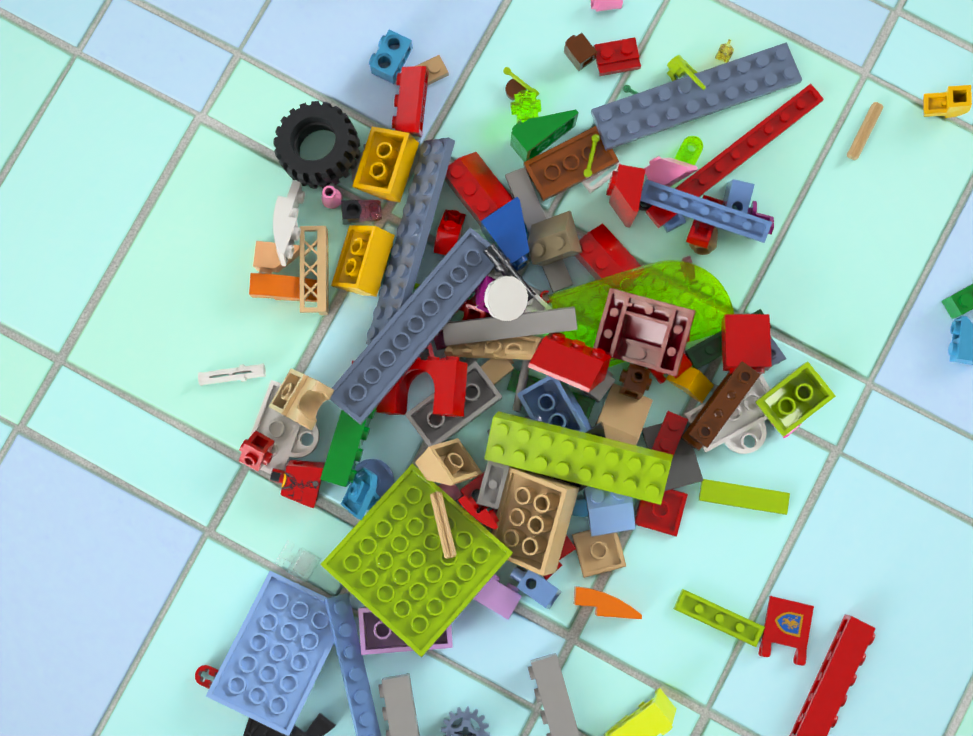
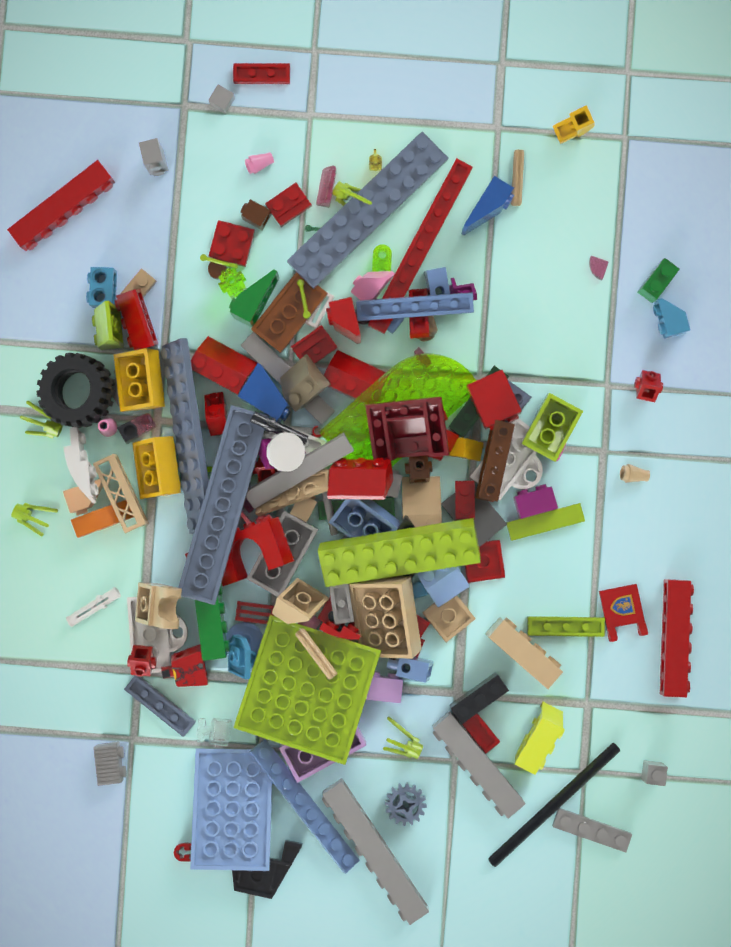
camera: 20 degrees left, 5 degrees up
(172, 545) = (109, 763): none -> light grey brick
(204, 246) = (23, 514): none -> lime plant
(253, 508) = (160, 705): none -> sand blue tile
(275, 173) = (52, 428): none -> lime plant
(379, 95) = (108, 327): none -> lime slope
(381, 446) = (253, 620): none -> red tile
(498, 674) = (411, 748): none -> lime plant
(542, 69) = (231, 243): none -> red plate
(579, 690) = (481, 733): none -> red plate
(585, 208) = (315, 344): none -> red plate
(594, 652) = (478, 698): none -> black brick
(604, 604) = (472, 655): orange slope -> none
(664, 55) = (326, 186): none -> clear pink slope
(665, 628) = (520, 649): none -> tan brick
(742, 470) = (535, 502): none -> magenta brick
(826, 144) = (494, 199): none -> blue slope
(859, 487) = (631, 473): none -> tan cone
(910, 257) = (598, 267): none -> clear pink tile
(914, 401) = (648, 386): none -> red brick

